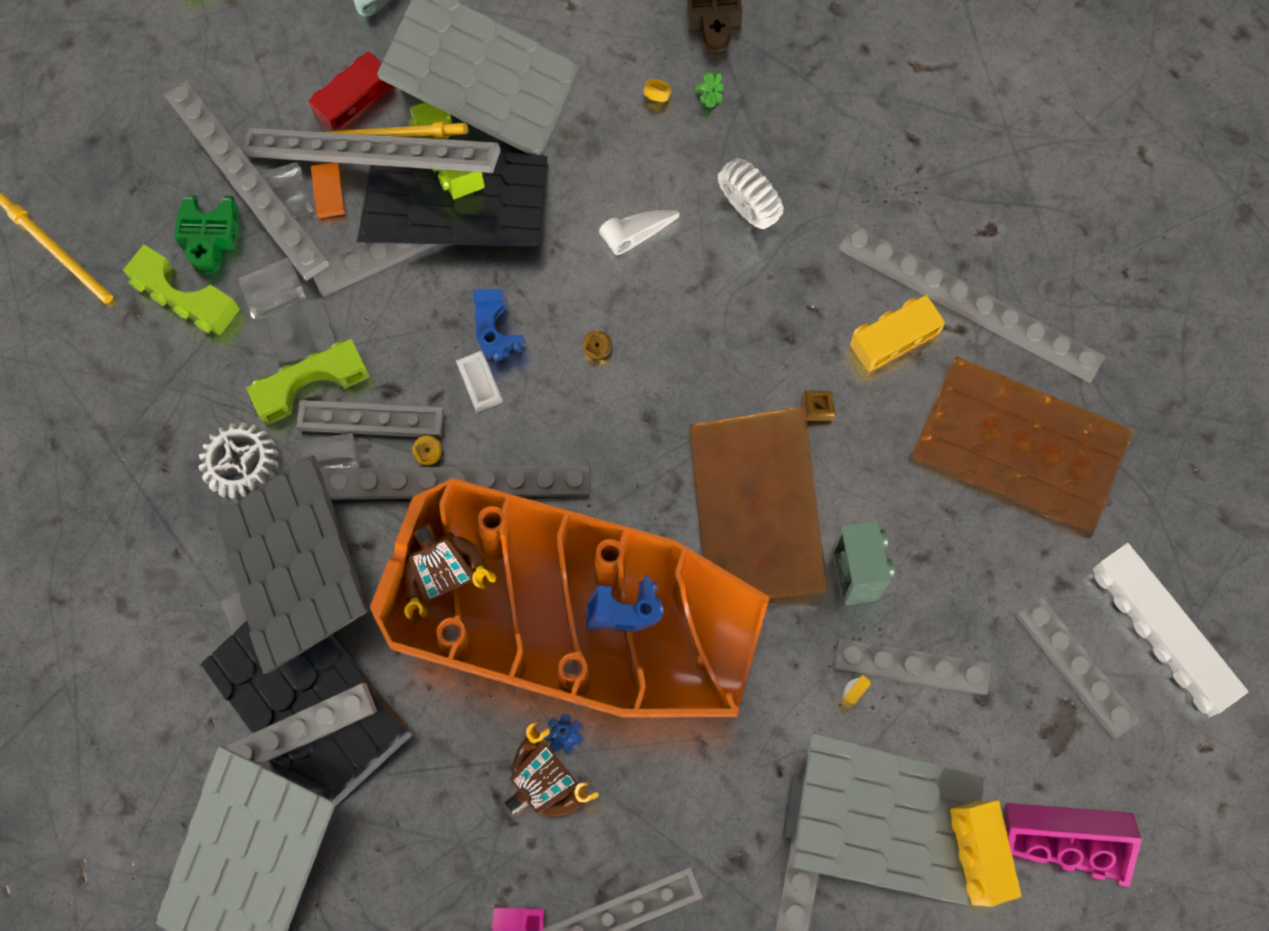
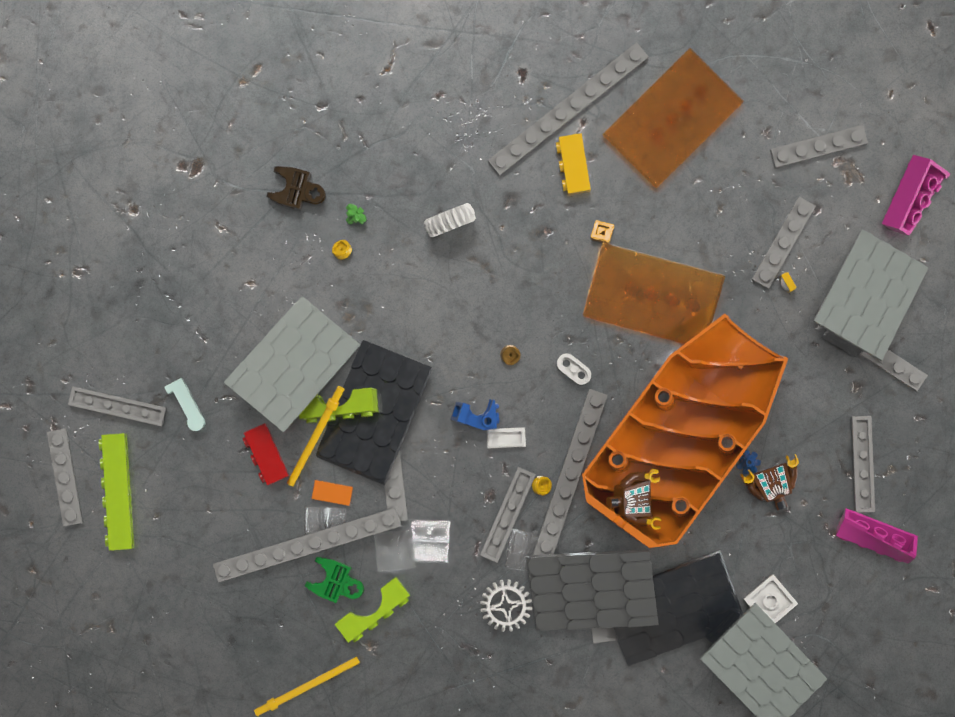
camera: 75 degrees left, 15 degrees up
(275, 394) = (470, 571): lime arch -> none
(307, 725) = (693, 614): light grey plate -> none
(361, 844) = (772, 598): none -> white plate
(372, 150) = (325, 456): light grey plate -> none
(607, 613) = (705, 392): blue tile -> none
(609, 436) = (574, 368): none -> white plate
(632, 230) = (437, 301): white piece -> none
(862, 562) = (718, 249): sand green brick -> none
(985, 852) = (905, 247): yellow brick -> none
(1169, 631) = (818, 84): white brick -> none

